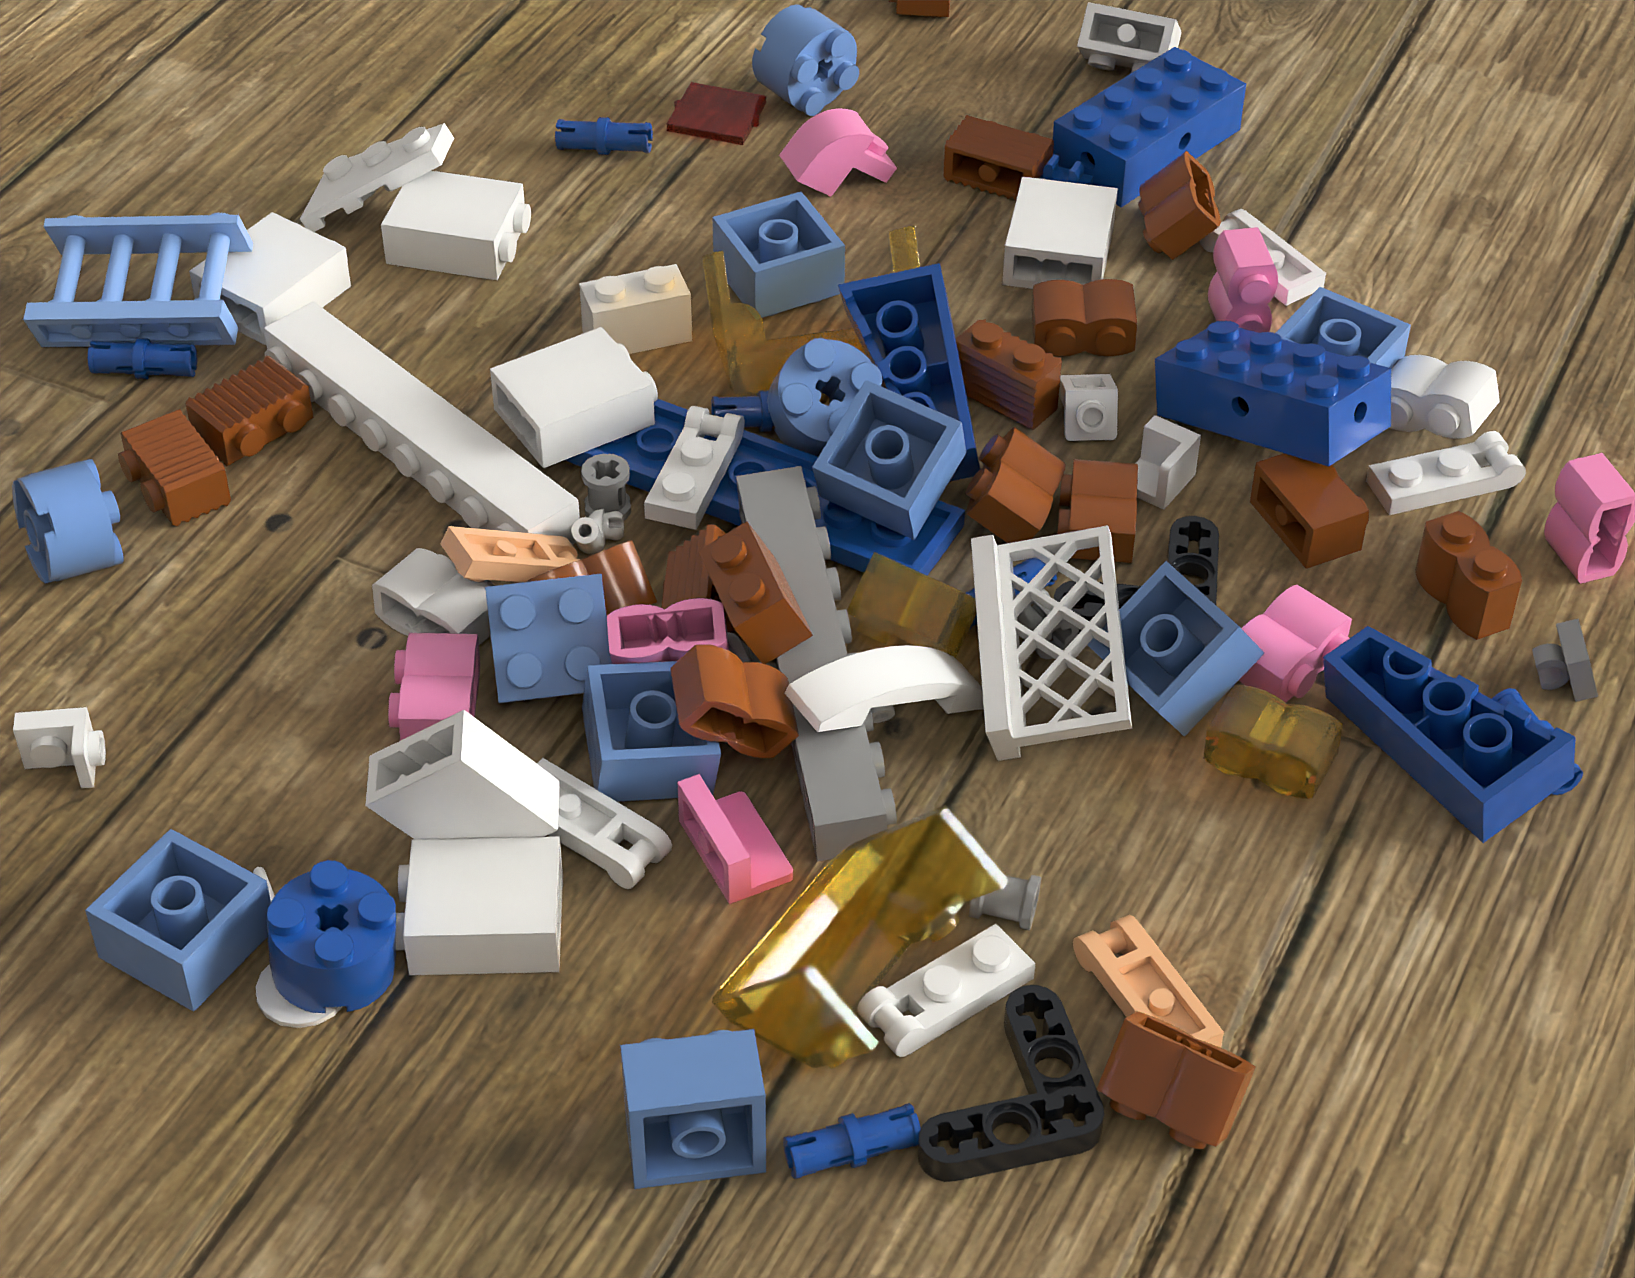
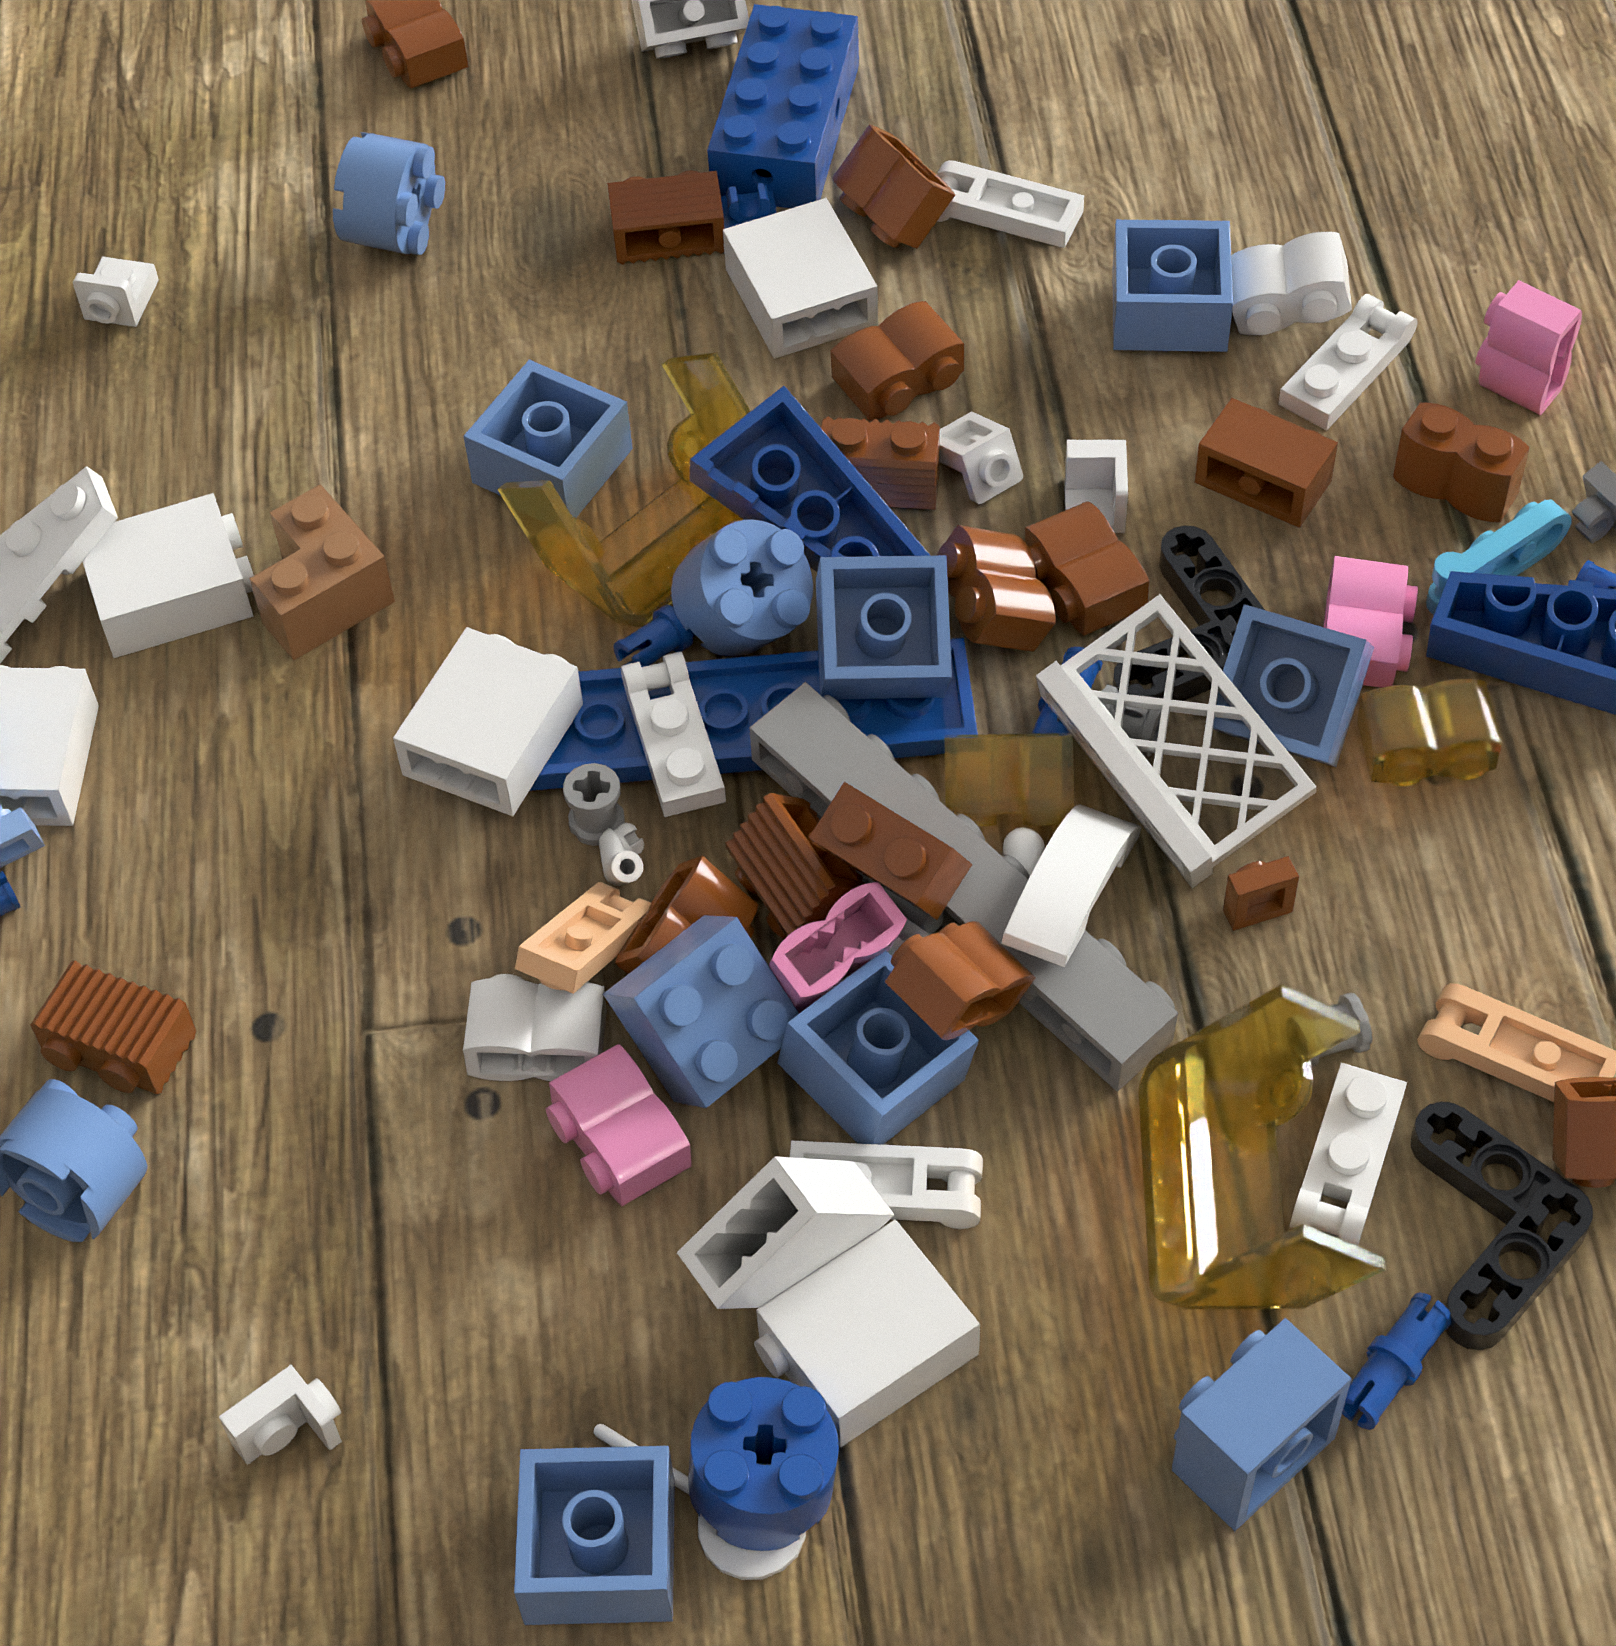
camera: 30 degrees left, 10 degrees up
(250, 410) = (139, 915): dark orange brick -> none
(418, 428) = (337, 841): white brick -> none
(545, 273) = (326, 574): none -> medium nougat brick
(583, 51) = (116, 291): none -> white bracket
(604, 136) = (231, 386): blue pin -> none
(639, 308) = (452, 583): white brick -> none
(716, 113) = (320, 299): clear red piece -> none
(731, 841) = (1031, 1120): bright pink panel -> none
(829, 148) = (499, 288): bright pink brick -> none
(1036, 780) = (1260, 892): none -> dark orange plate
(1243, 280) = (1034, 253): bright pink brick -> none
(1274, 392) = (1160, 359): blue brick -> none
(1467, 650) = (1509, 550): none -> medium azure plate

